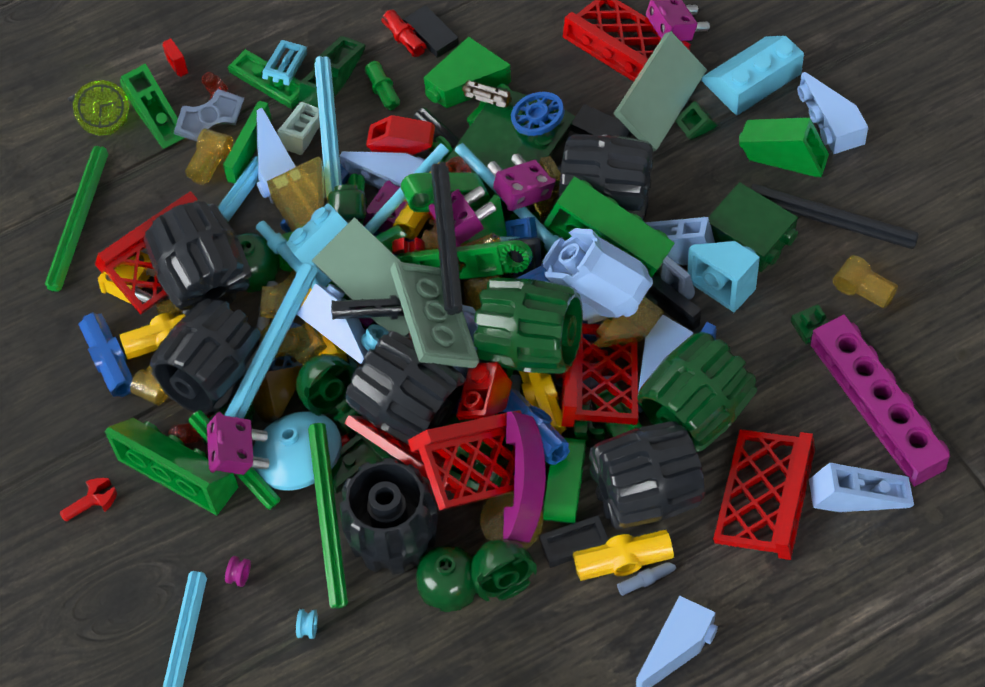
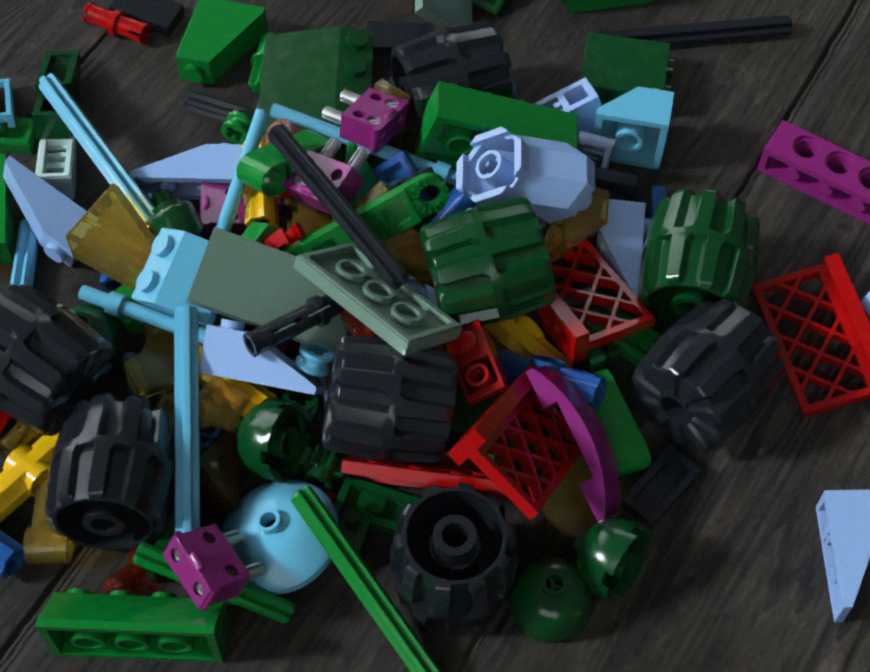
camera: 35 degrees left, 0 degrees up
(382, 85) = (126, 86): green axle -> none
(400, 135) = (188, 127): red slope -> none
(487, 94) = (261, 45): axle -> none
(537, 113) = (336, 41): blue wheel -> none
(623, 555) = (726, 476): yellow piece -> none
(645, 578) = (762, 491): sand blue piece -> none
(807, 321) = (746, 146): dark green tile -> none
(857, 277) = (761, 82): clear yellow piece -> none

